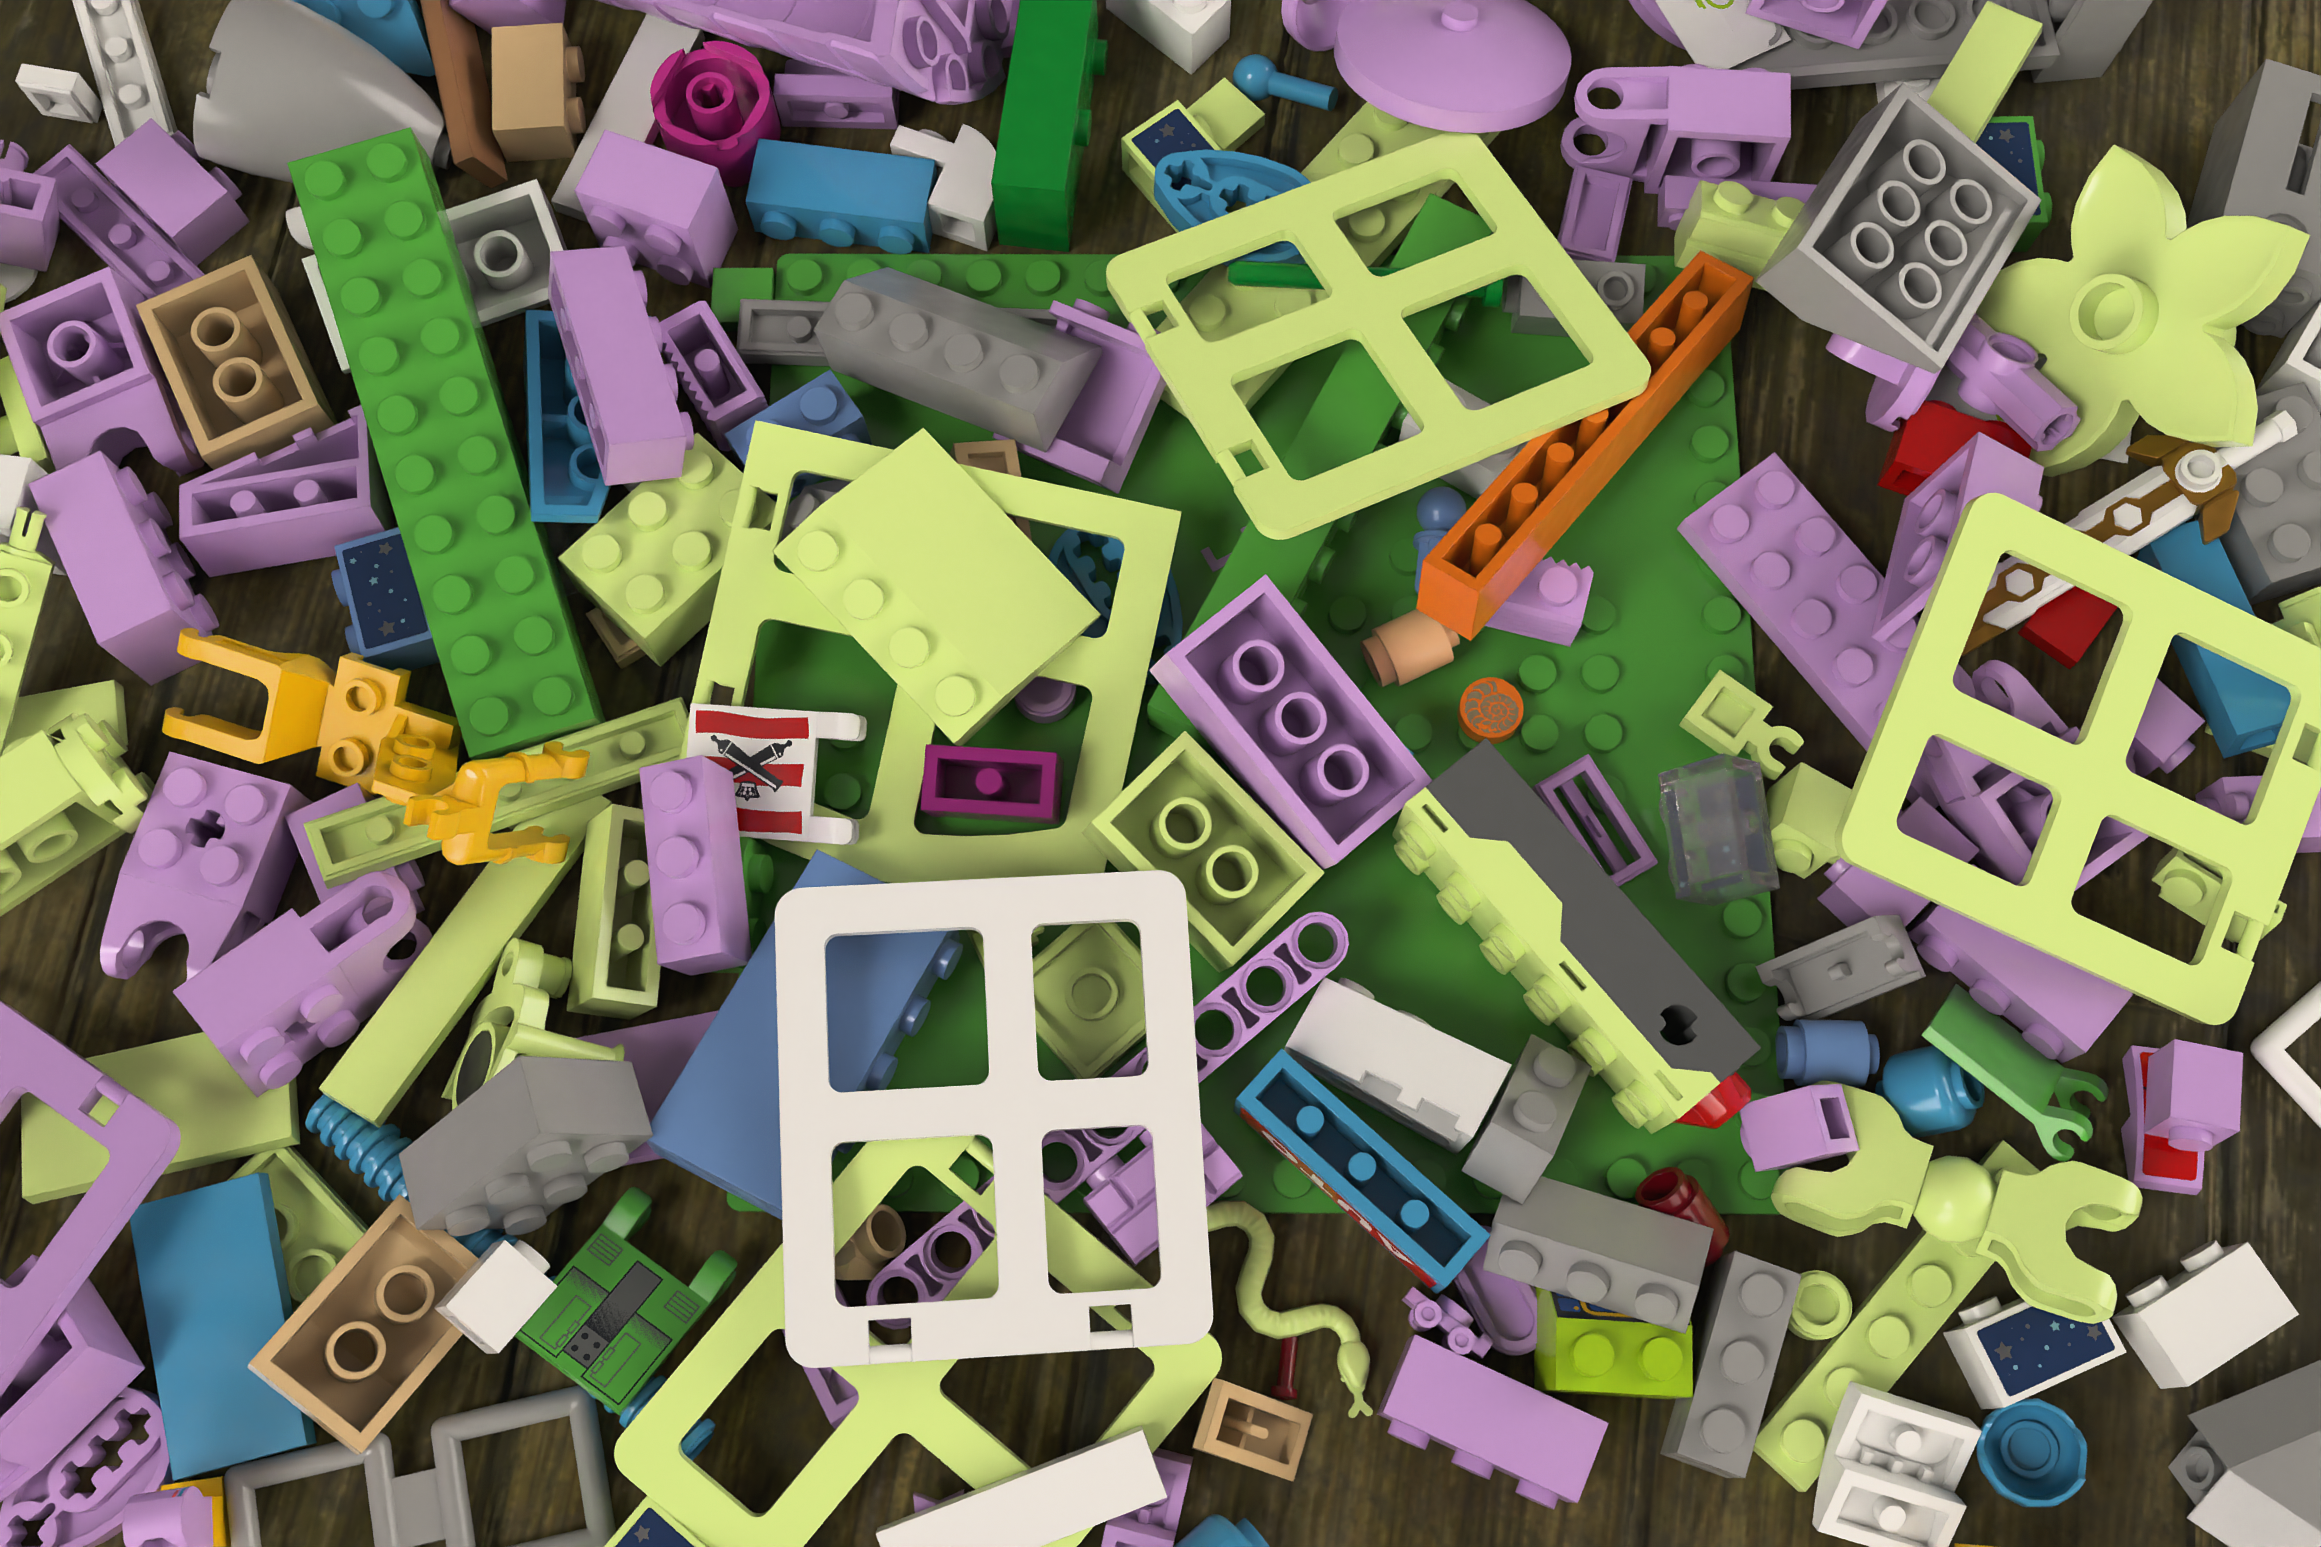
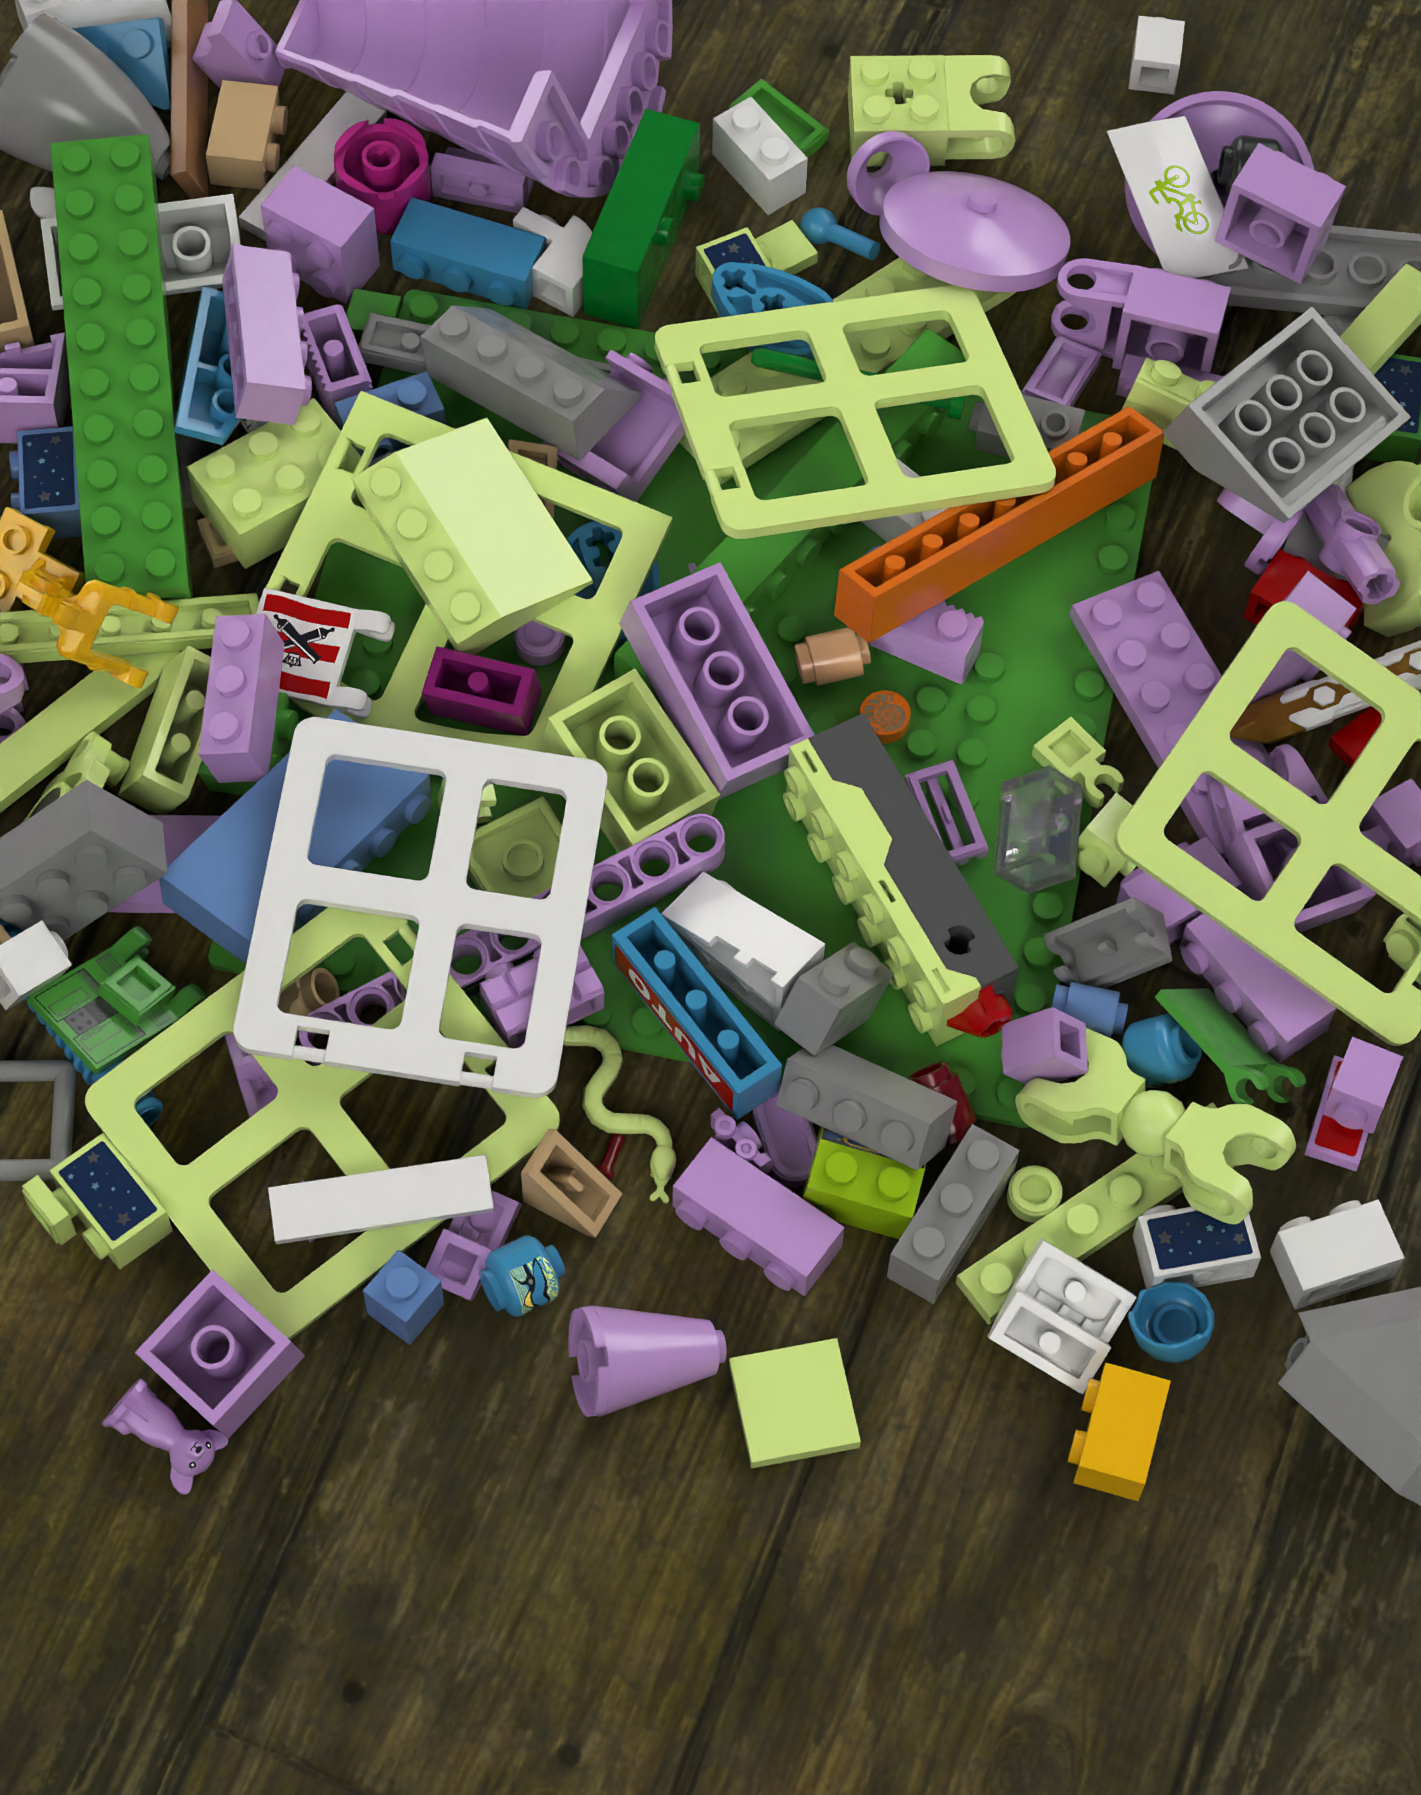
camera: 10 degrees right, 10 degrees down
(647, 1283) = (136, 990): none -> bright green tile

